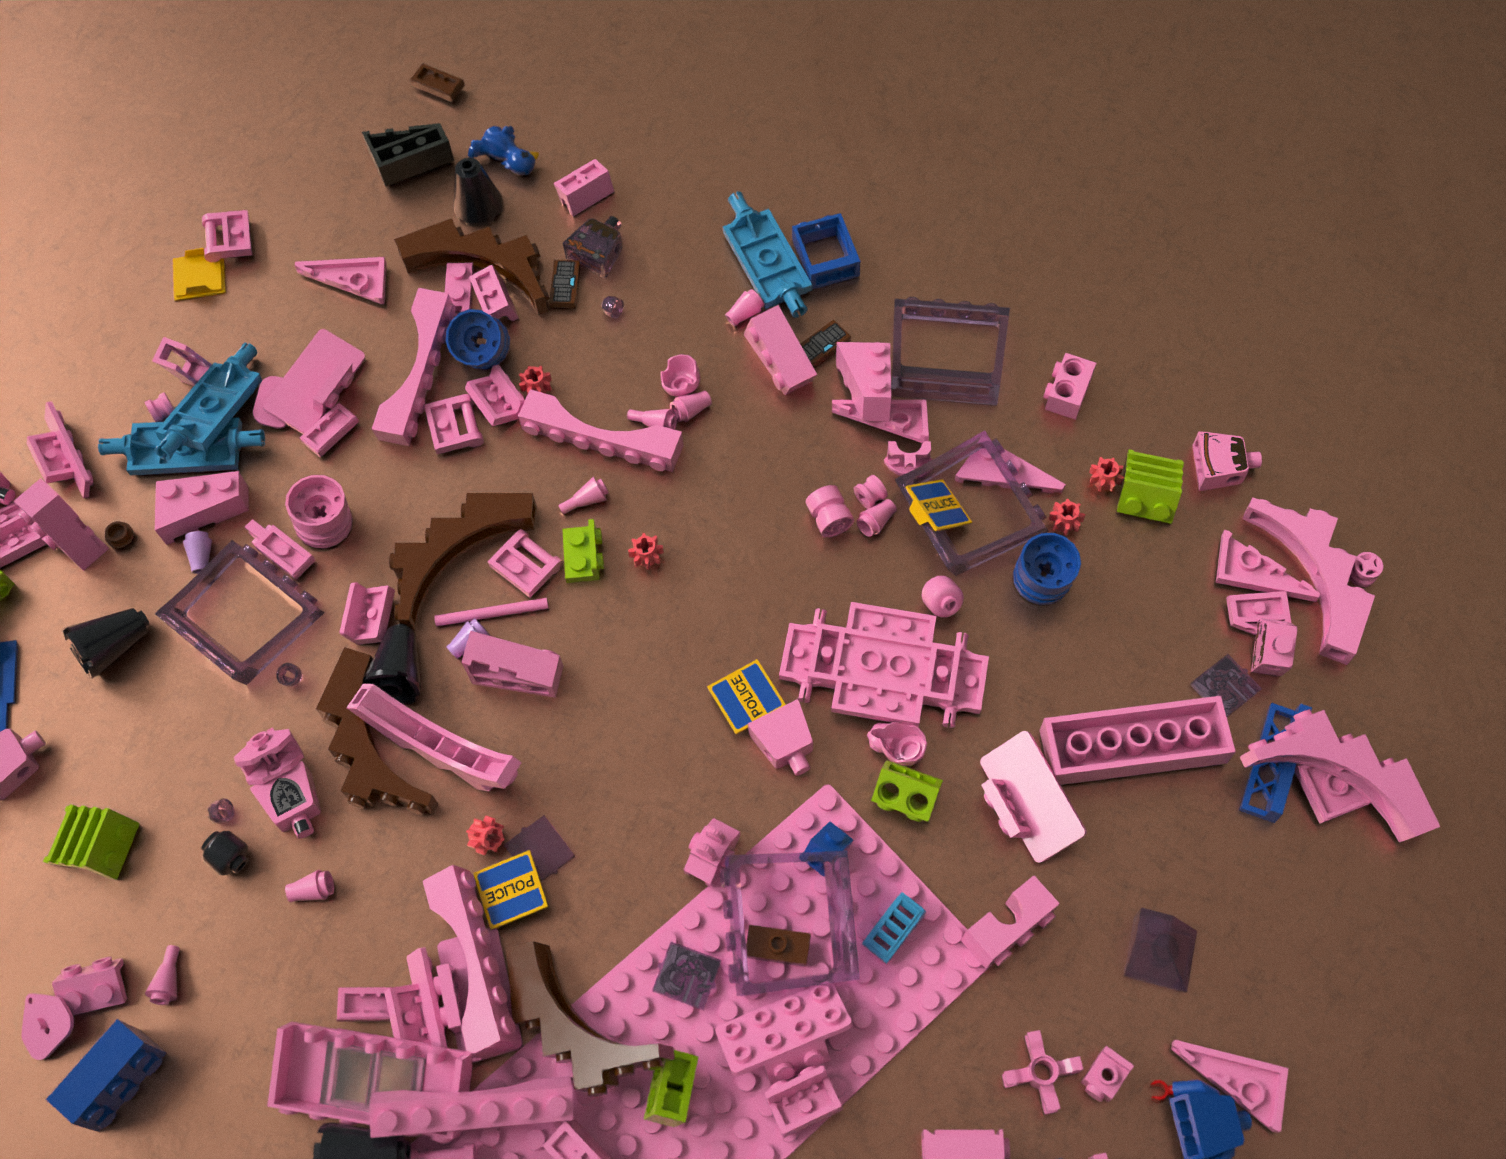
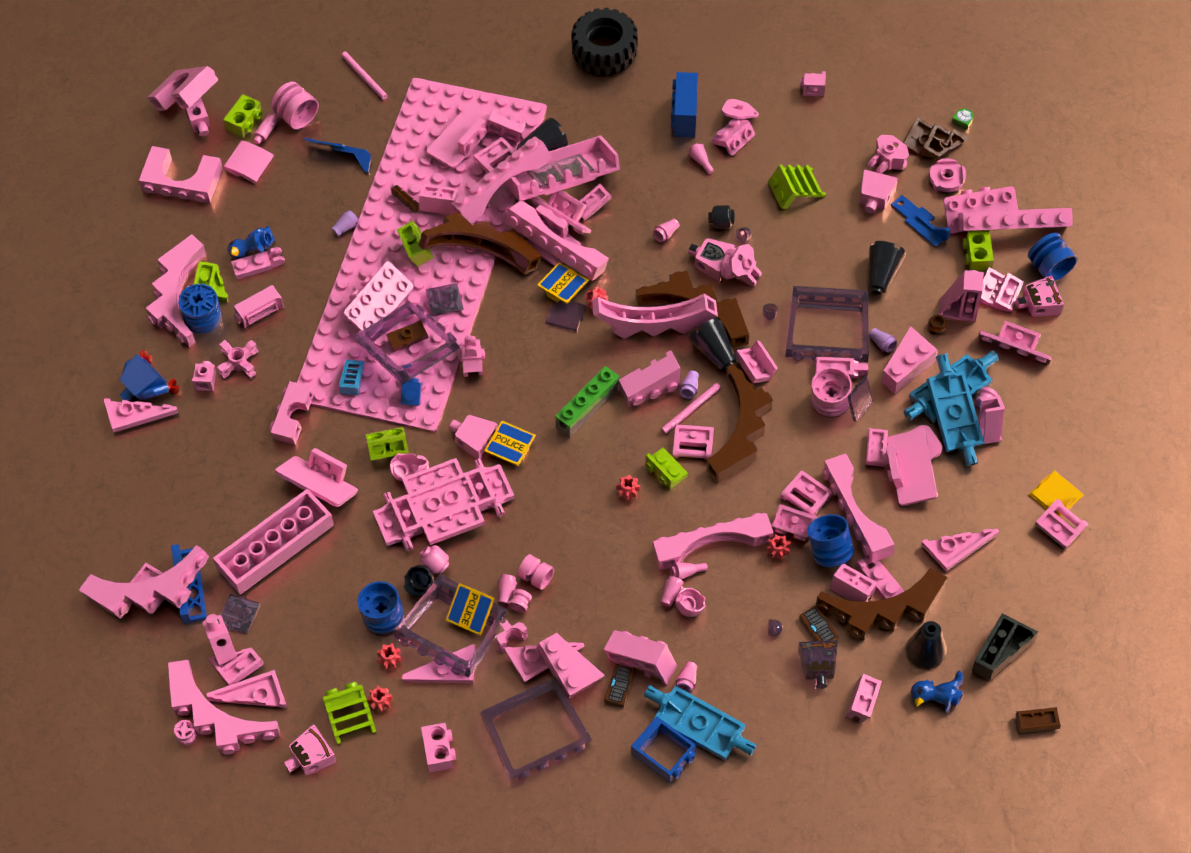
camera: 145 degrees right, 5 degrees down
(282, 488) = (860, 398): none -> piece
(589, 494) = (687, 503): bright pink cone -> none
(609, 691) = (587, 401): none -> bright green piece
(802, 1100) = (347, 277): bright pink bracket -> none
(978, 581) = (418, 580): none -> black hair
(1160, 950) = (205, 451): slope -> none

